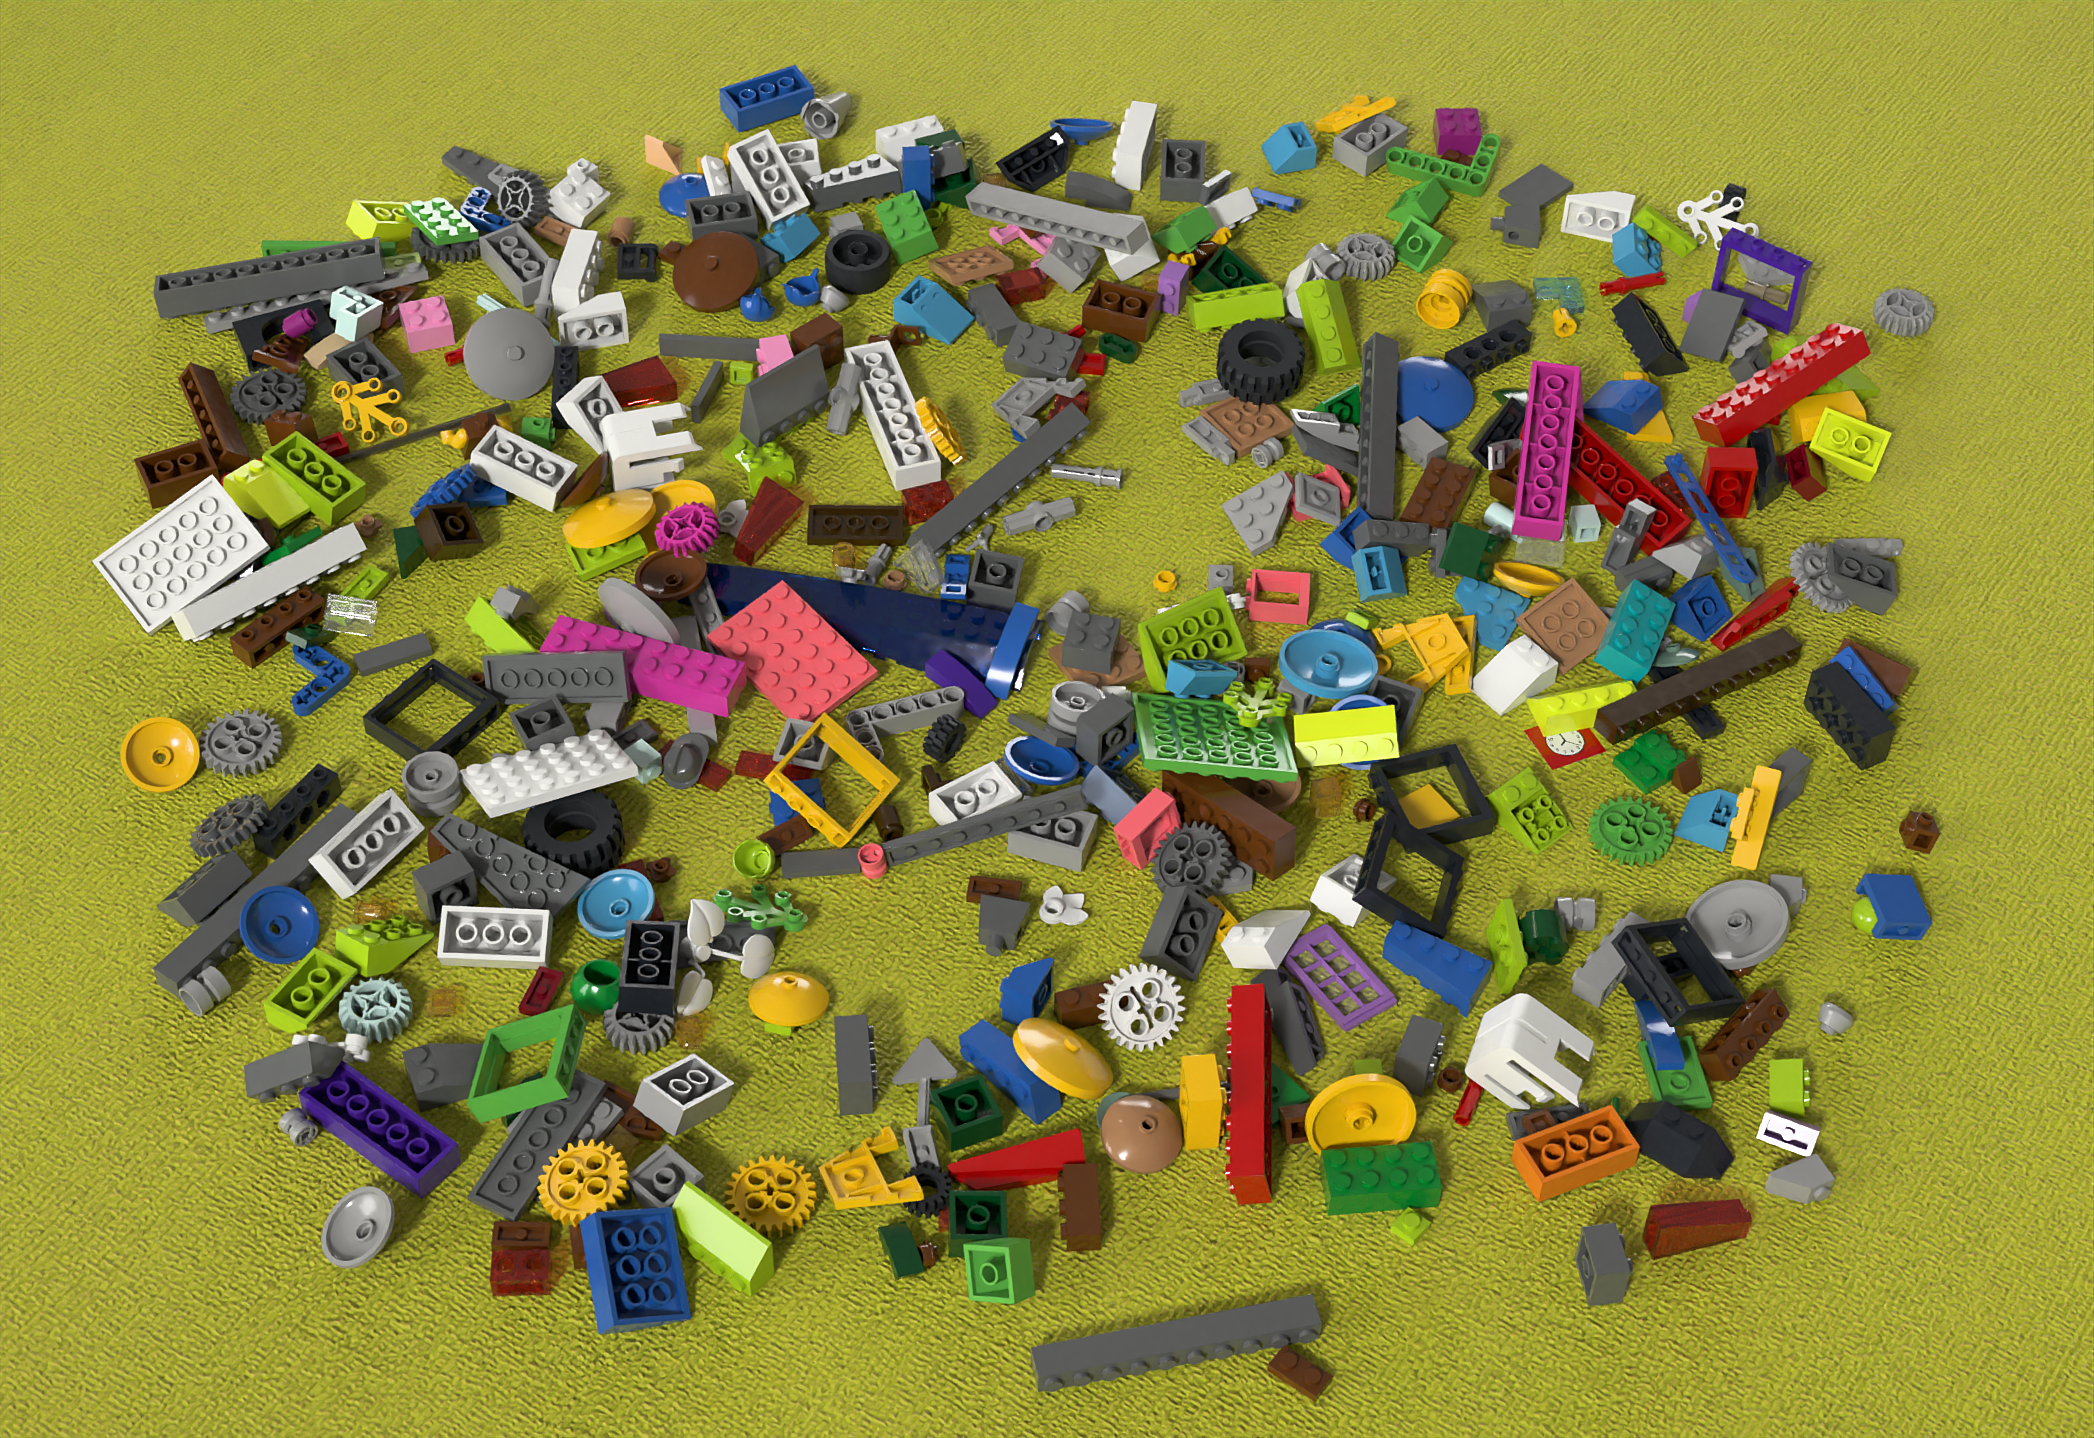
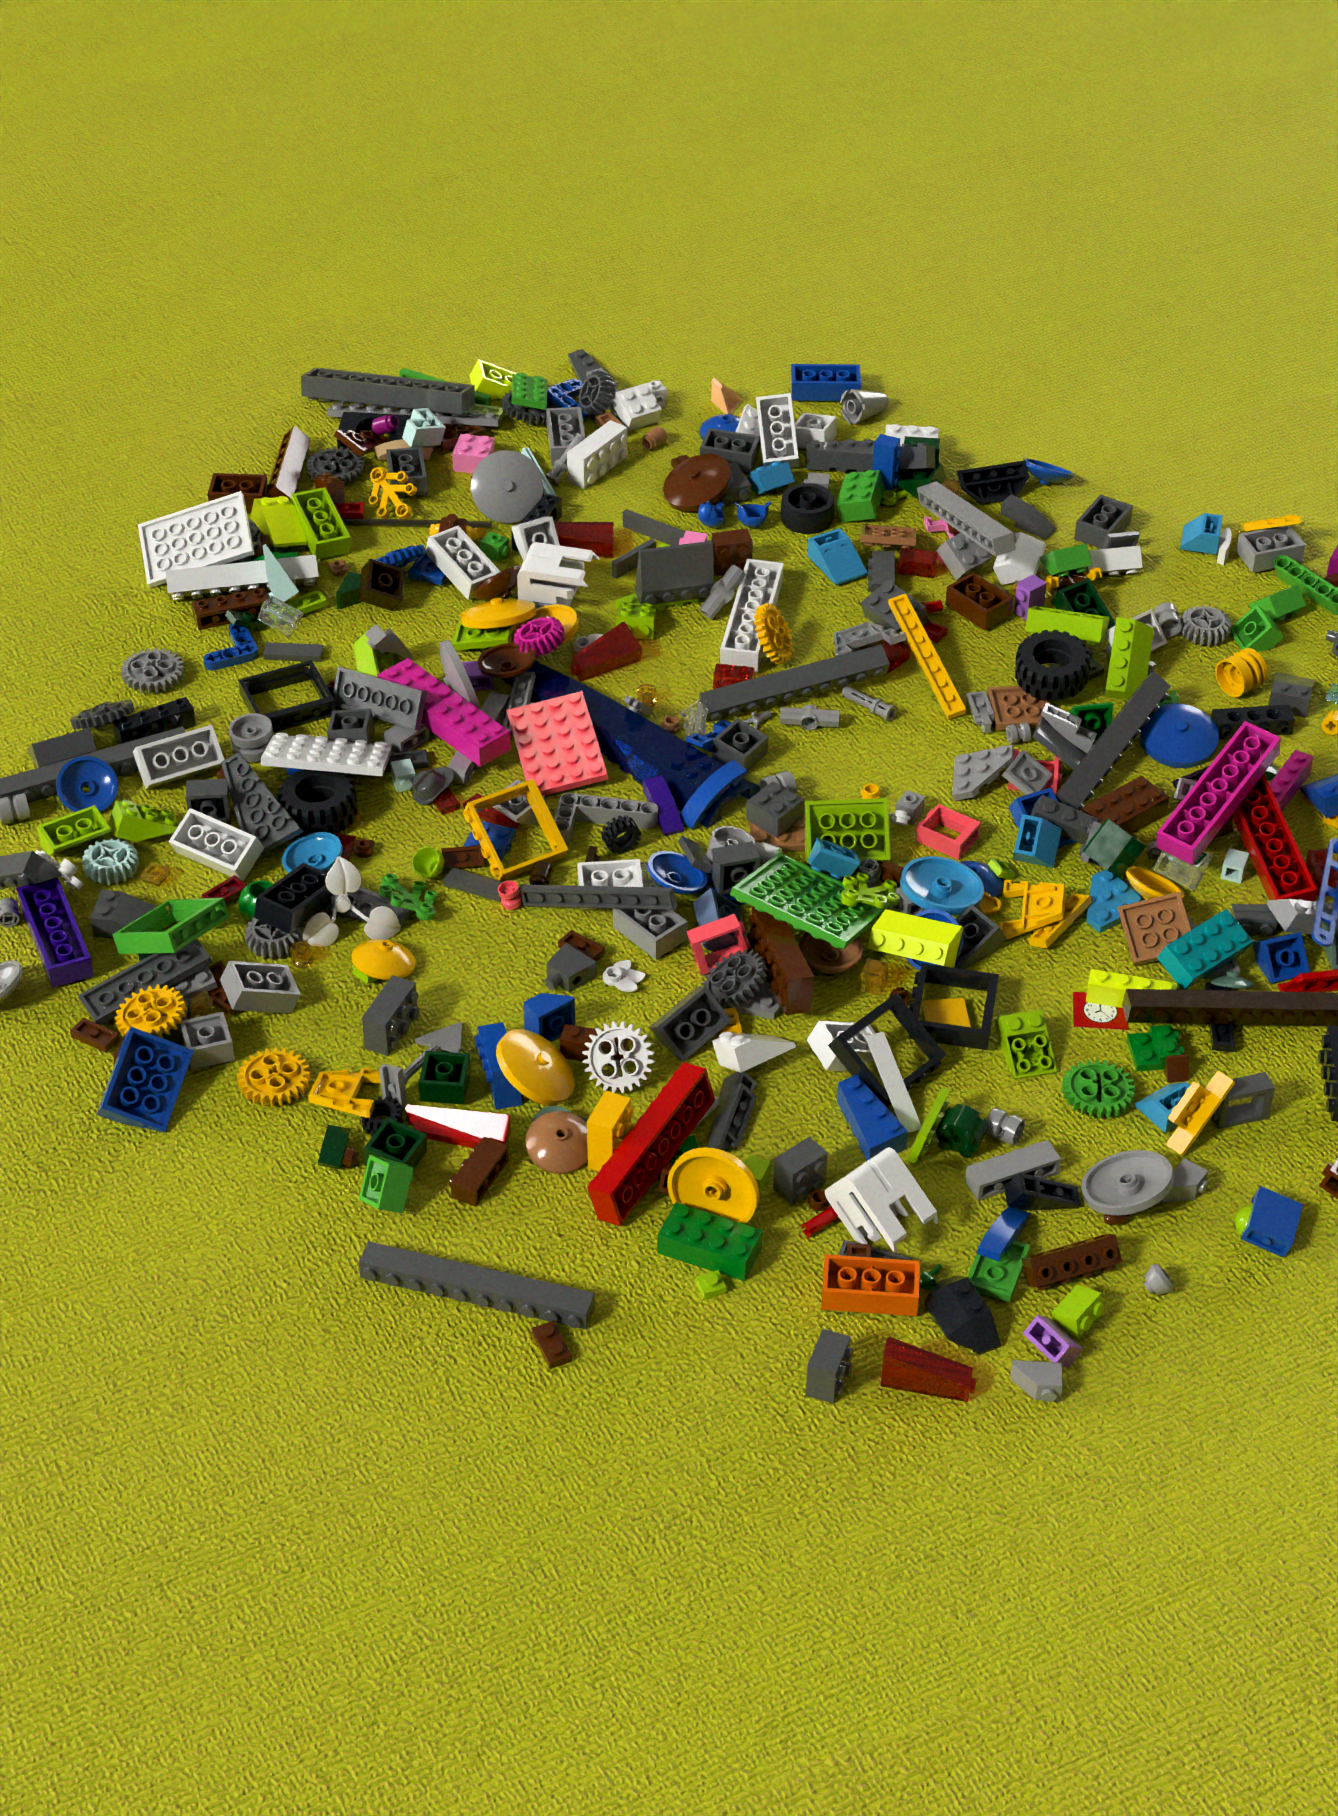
camera: 30 degrees right, 5 degrees down
(155, 738) = (87, 649): yellow dish -> none
(322, 568) = (278, 580): none -> light aqua slope
(368, 912) = (153, 800): clear yellow bush -> none
(521, 1278) = (76, 1056): clear red brick -> none
(595, 323) = (585, 488): white slope -> none
(630, 262) = (647, 457): black plate -> none
(722, 1240) = (215, 1089): slope -> none
(833, 299) = (771, 527): light grey cone -> none
(855, 524) = (671, 678): dark brown plate -> none
(877, 564) = (666, 709): light grey axle -> none
(898, 338) = (797, 567): reddish brown bracket -> none
(1118, 348) = (960, 627): dark green beam -> none
(1119, 397) = (927, 656): none -> yellow plate
(1134, 145) = (1077, 493): white brick -> none
(1203, 393) = (998, 677): light grey hinge -> none
(1283, 202) = (1161, 564): plate -> none
(1322, 156) = (1224, 546): none -> white slope
(1337, 978) = (788, 1100): medium lavender piece -> none
(1420, 442) = (1146, 763): light grey brick -> none
(1437, 910) = (893, 1081): none -> white sticker
(1514, 675) = (1091, 948): white slope -> none
(1628, 535) = (1257, 881): dark grey slope -> none
(1633, 949) = (1021, 1150): black window -> none

